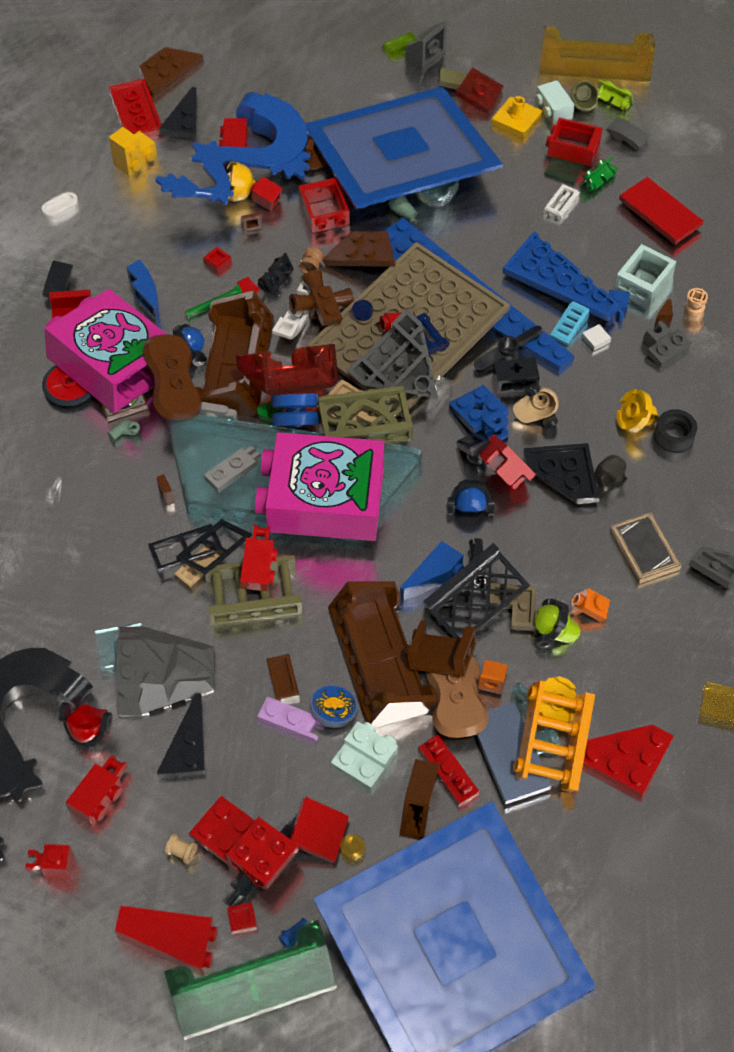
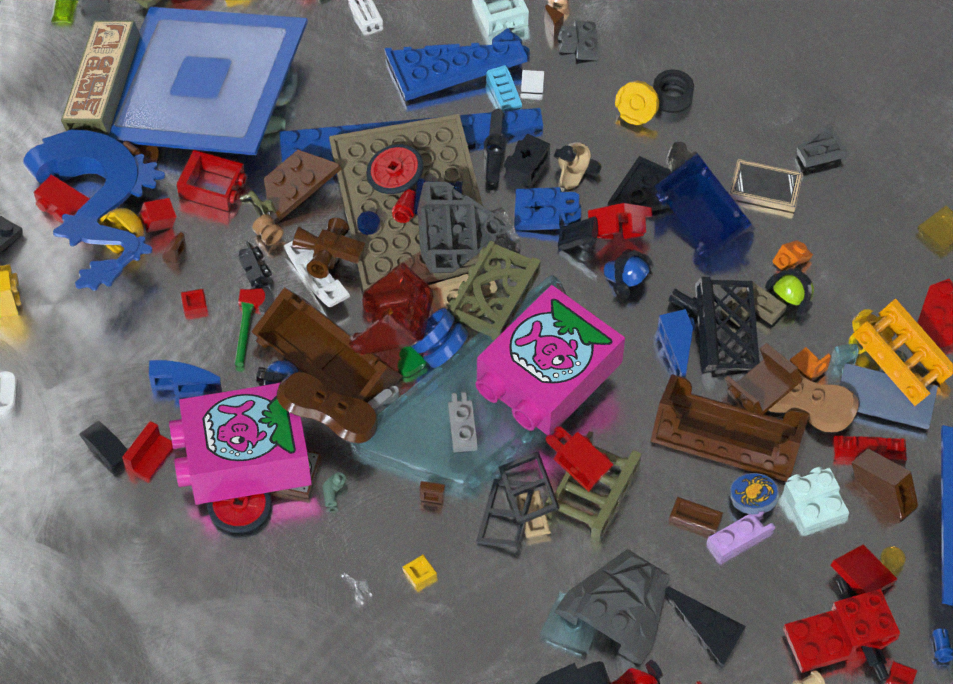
camera: 55 degrees left, 0 degrees up
(95, 523) = (419, 571): none -> yellow tile
(326, 246) = (265, 206): none -> olive piece
(354, 95) = (101, 76): none -> brick
(421, 295) = (381, 169): none -> red wheel
(577, 512) = (704, 207): none -> clear blue windscreen

